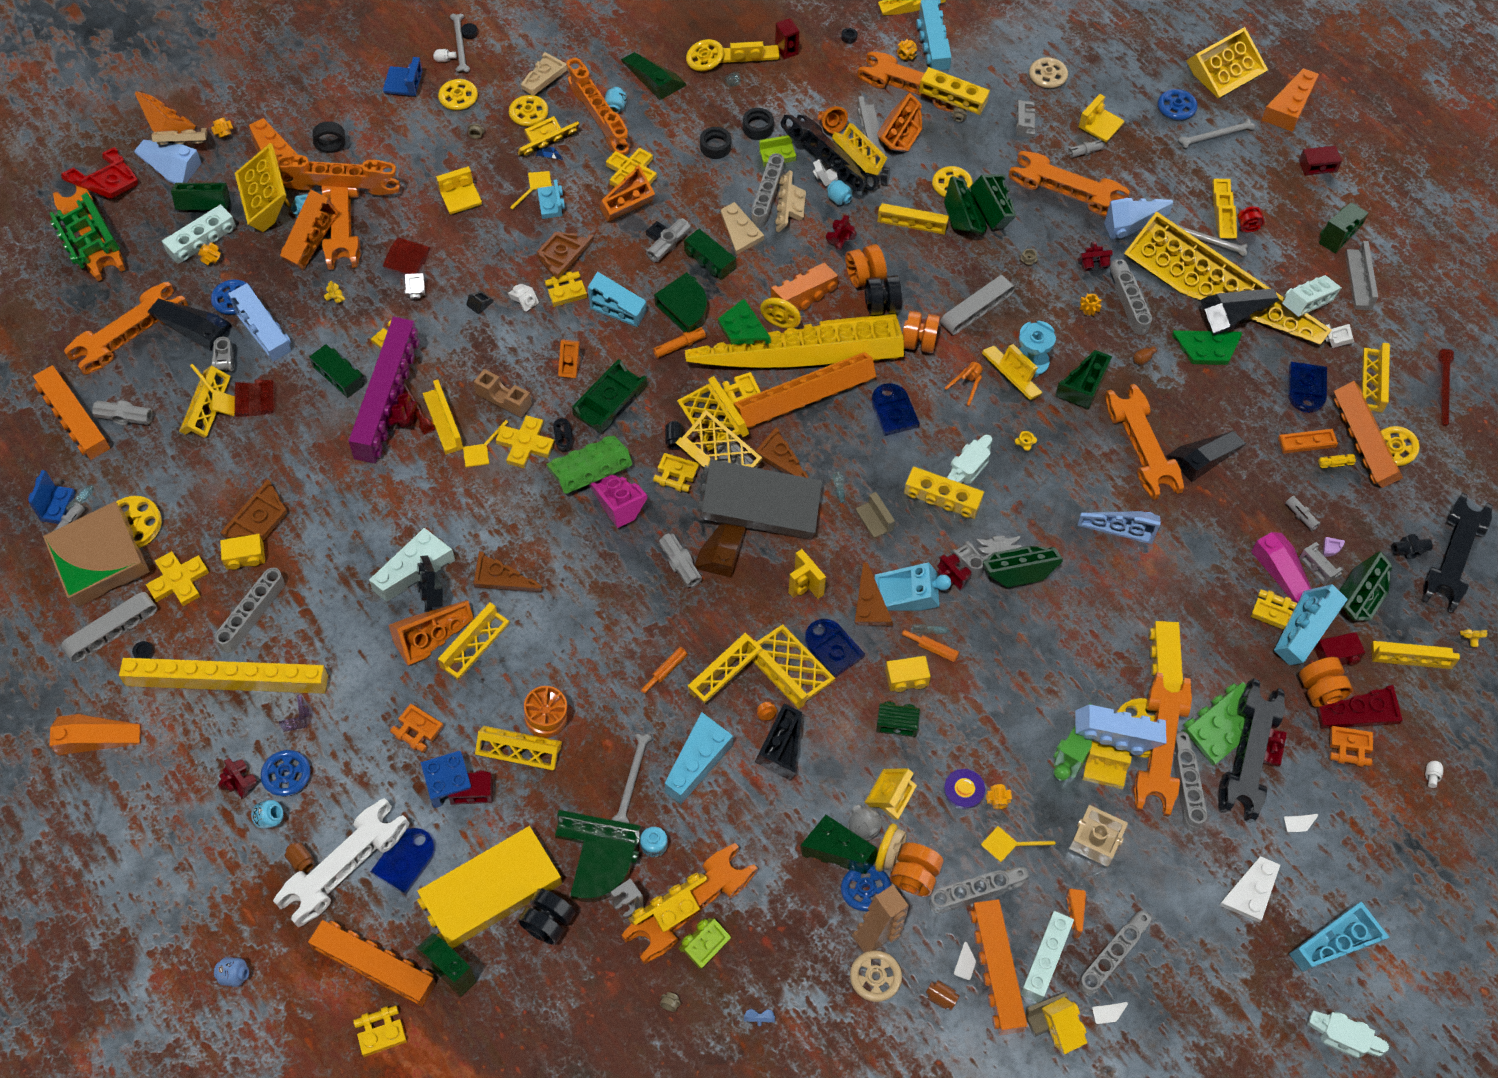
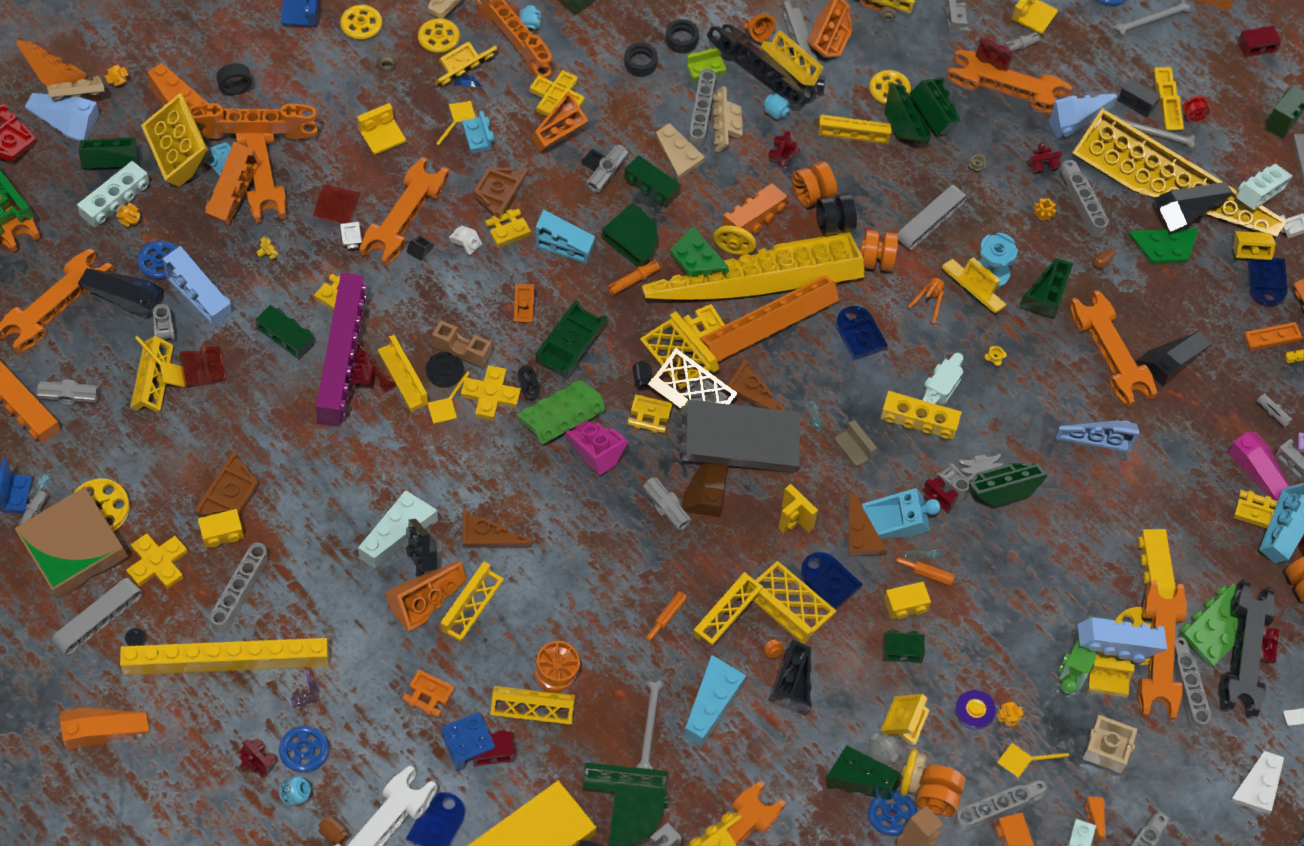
camera: 10 degrees left, 0 degrees up
(452, 287) = (389, 234): none -> orange piece
(484, 417) = (444, 369): none -> black tile
(653, 841) = (681, 786): medium azure head -> none
(826, 176) = (761, 89): white bracket -> none
(1056, 154) = (994, 53): none -> dark red plate
(1195, 206) = (1138, 97): none -> black hinge
(1296, 351) = (1253, 245): none -> yellow brick

